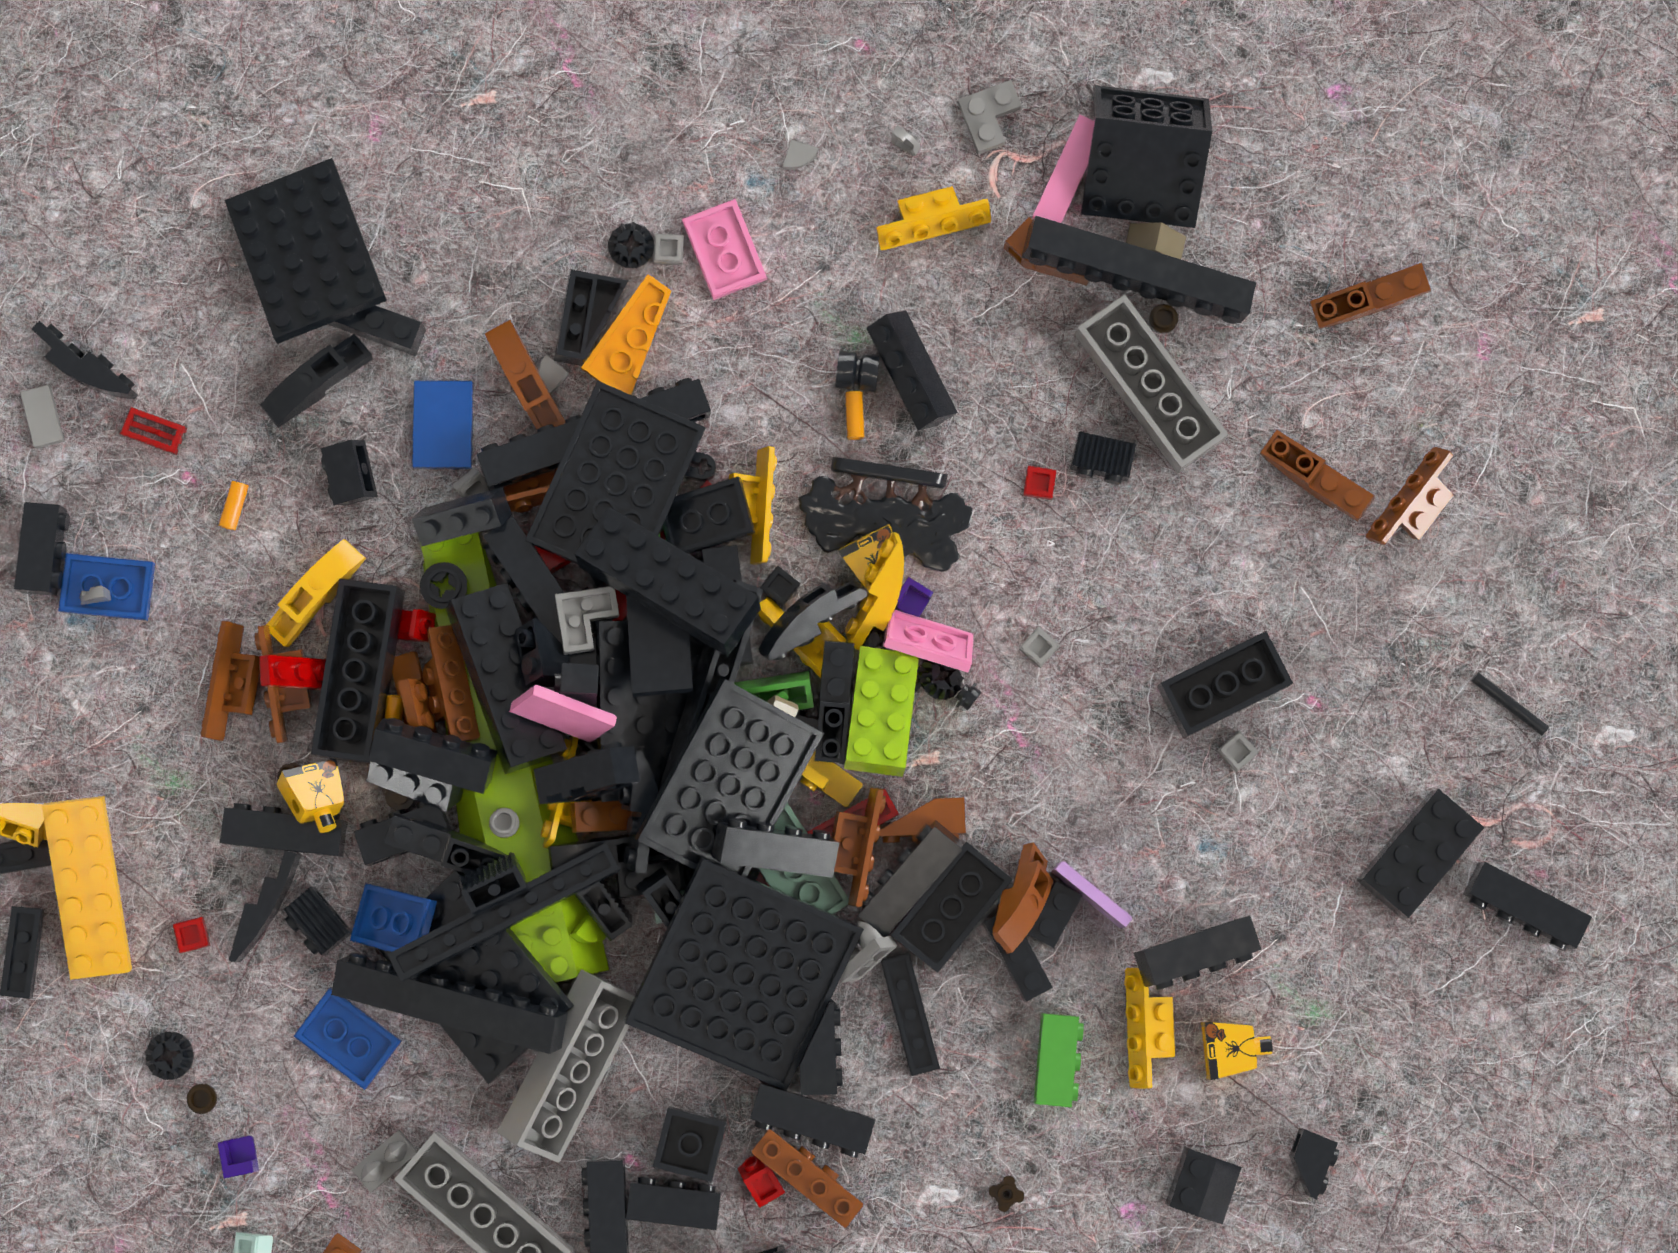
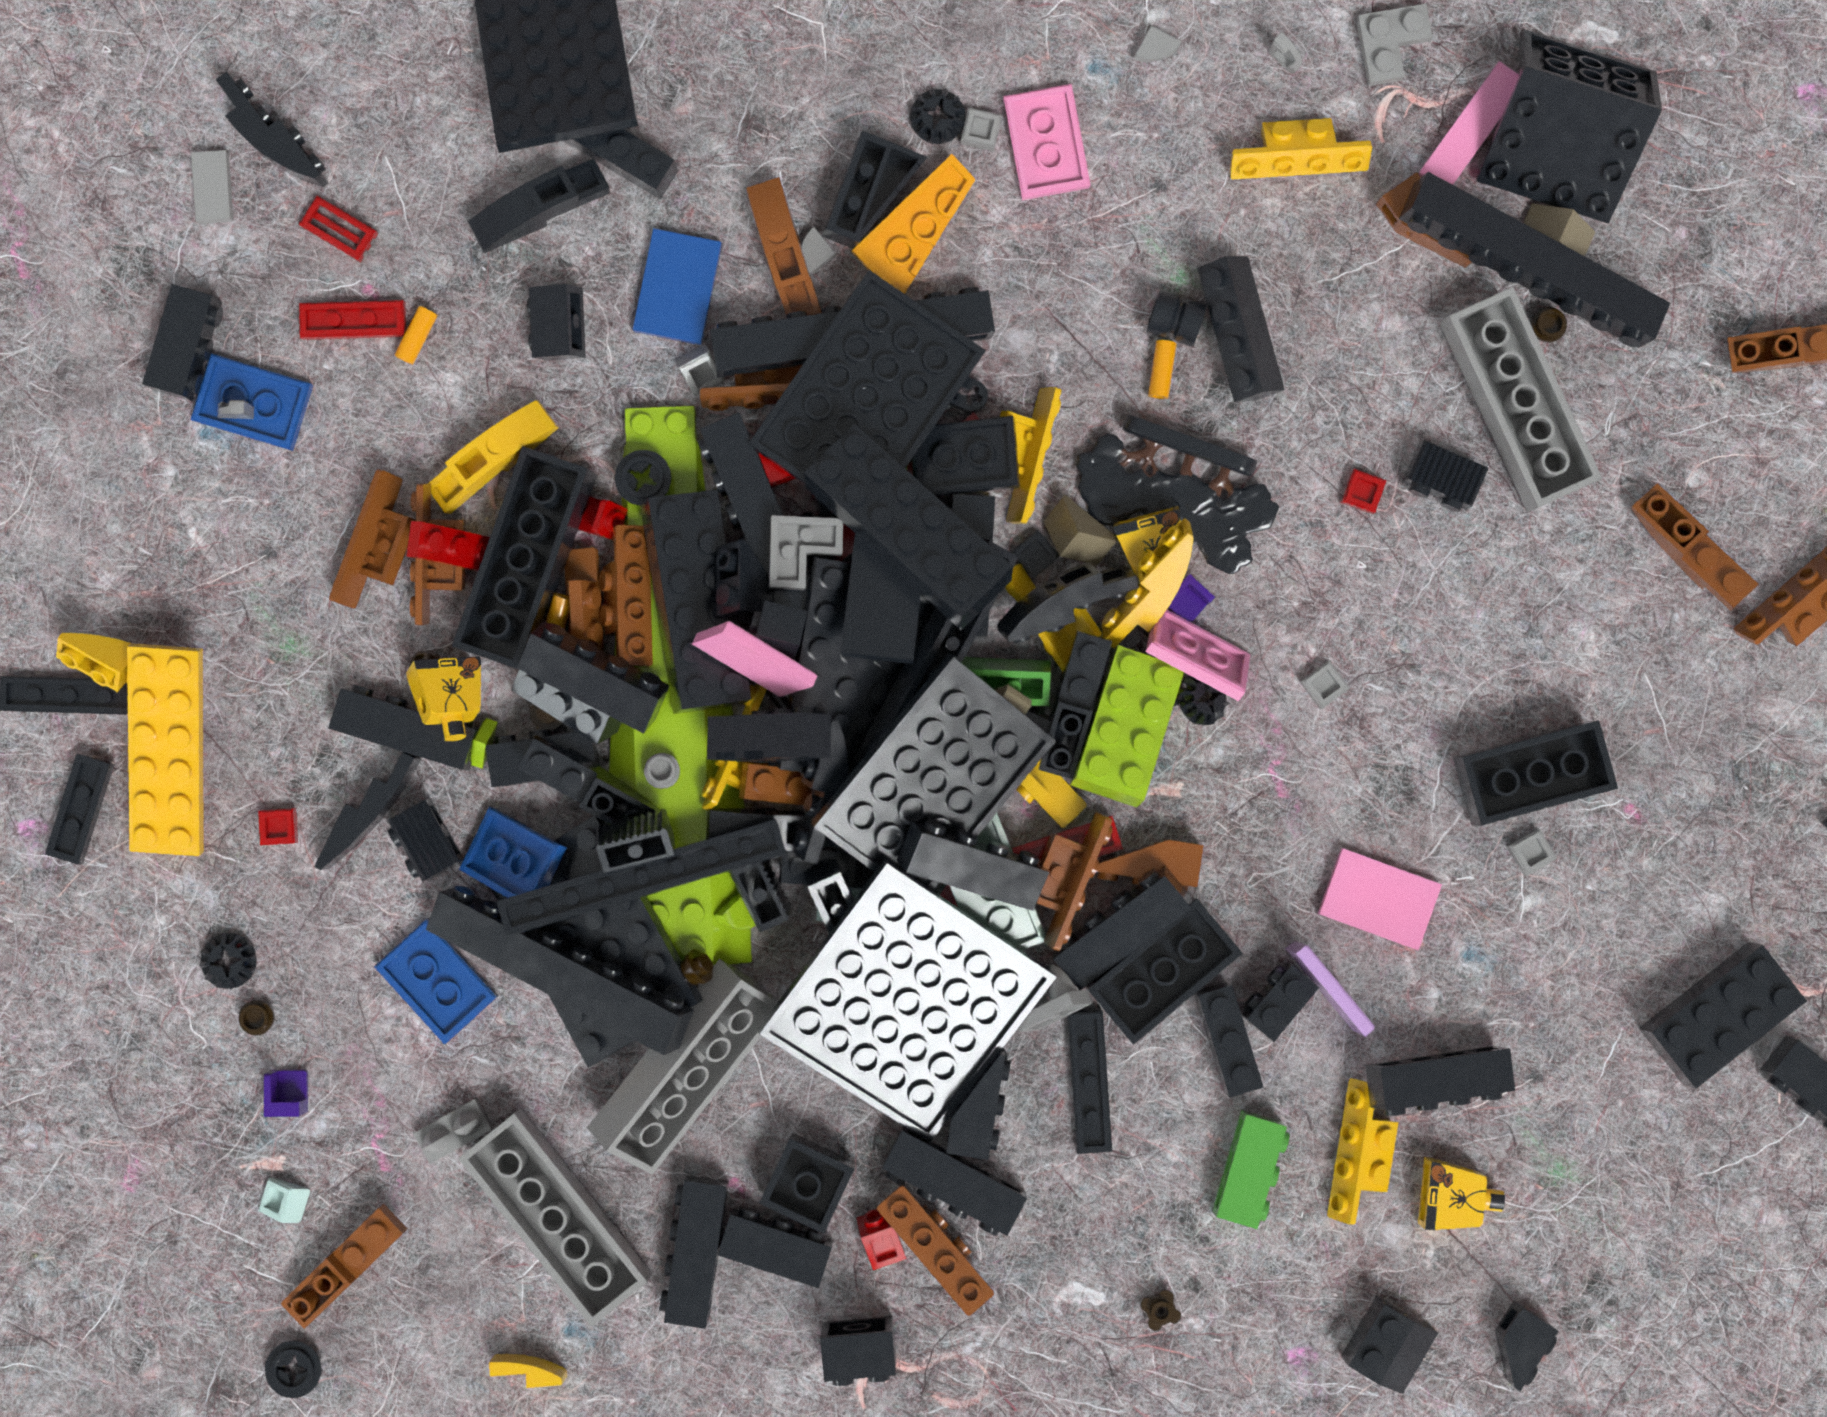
camera: 15 degrees right, 5 degrees up
(178, 503) = (352, 319): none -> red tile
(350, 825) = (484, 736): none -> lime tile
(461, 516) = (679, 401): black brick -> none
(563, 979) = (697, 967): none -> dark brown plate
(811, 562) = (1078, 533): none -> dark tan slope
(968, 696) = (1230, 726): black plate -> none
(1024, 901) = (1252, 982): dark orange slope -> none
(1120, 814) = (1379, 899): none -> bright pink tile

